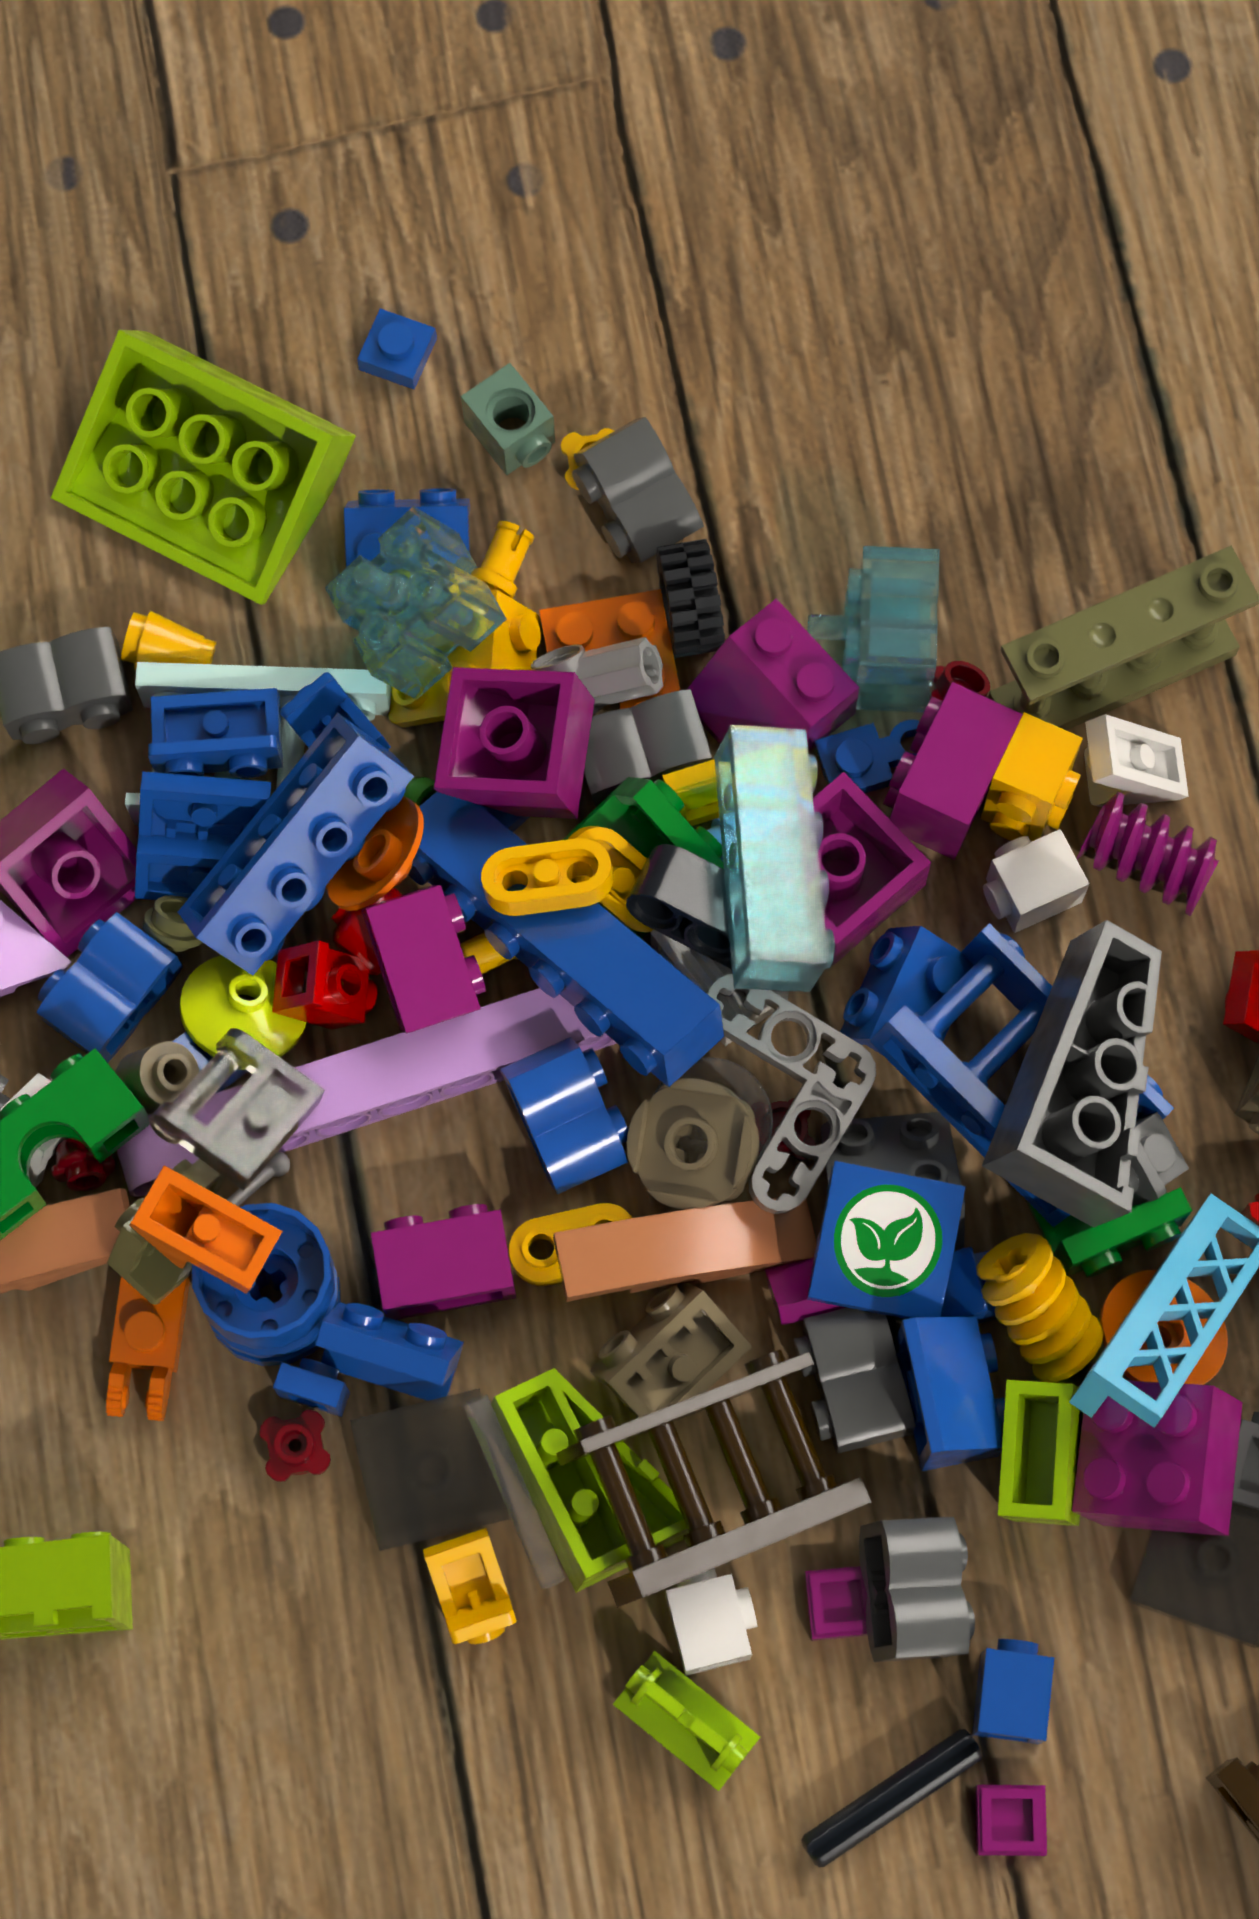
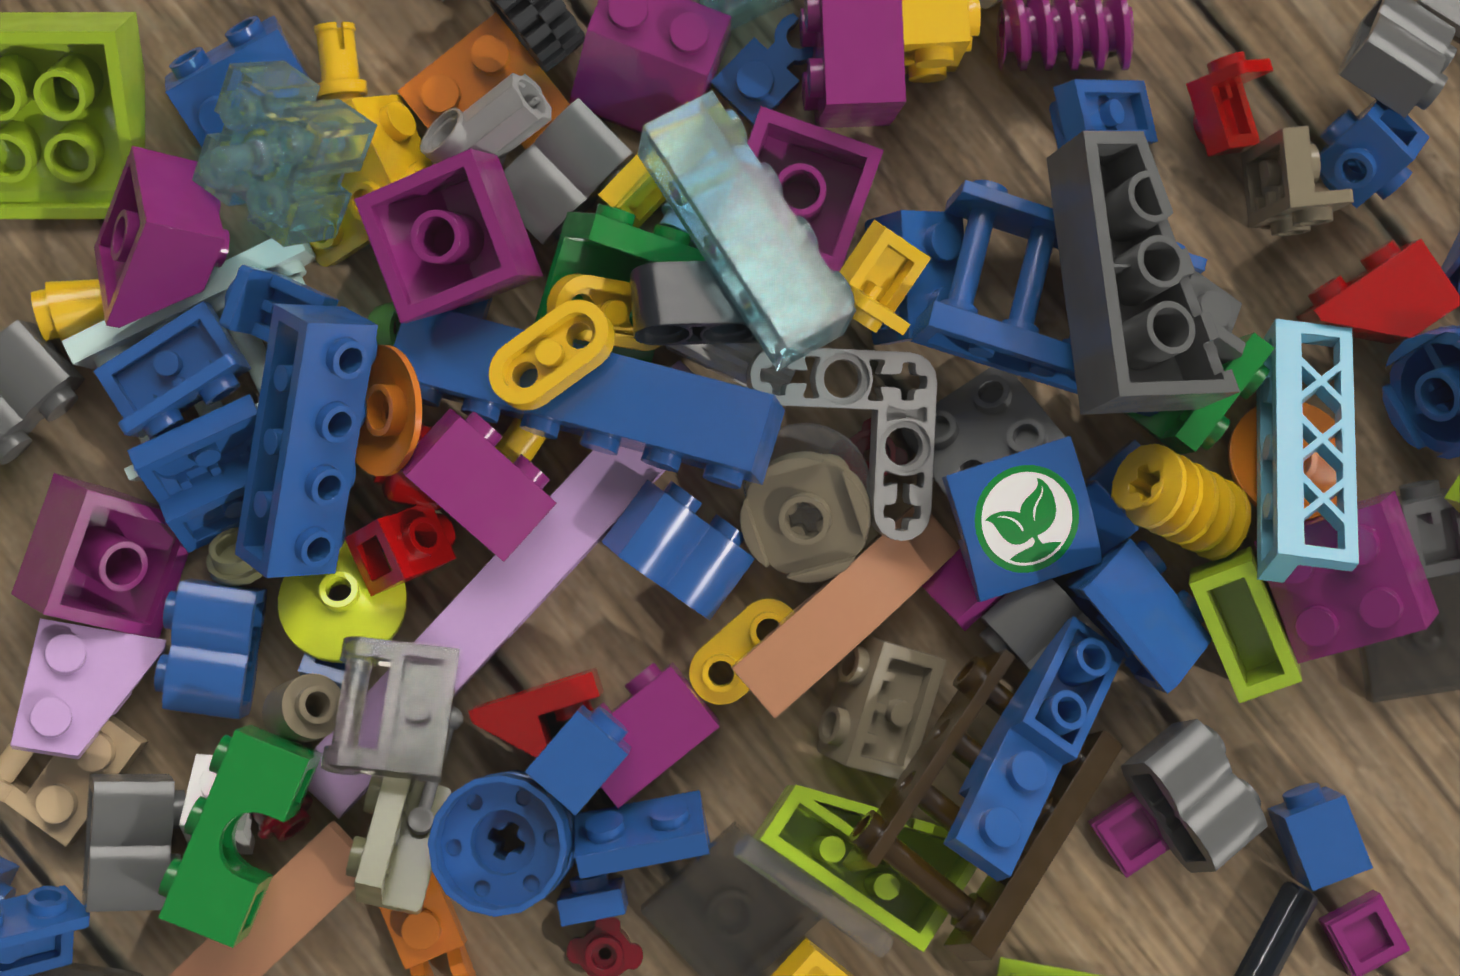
camera: 30 degrees left, 15 degrees up
(204, 1229) = (430, 847): orange slope -> none
(267, 619) = (157, 237): none -> magenta slope
(347, 1186) = (522, 716): none -> red slope
(377, 1237) = (581, 757): none -> blue brick
(711, 1621) = (1048, 923): white brick -> none
(785, 1441) = (1030, 745): none -> blue slope
(871, 967) = (881, 276): none -> yellow bracket
(1034, 880) = (973, 109): white brick -> none
(1160, 929) = (1101, 107): none -> blue slope

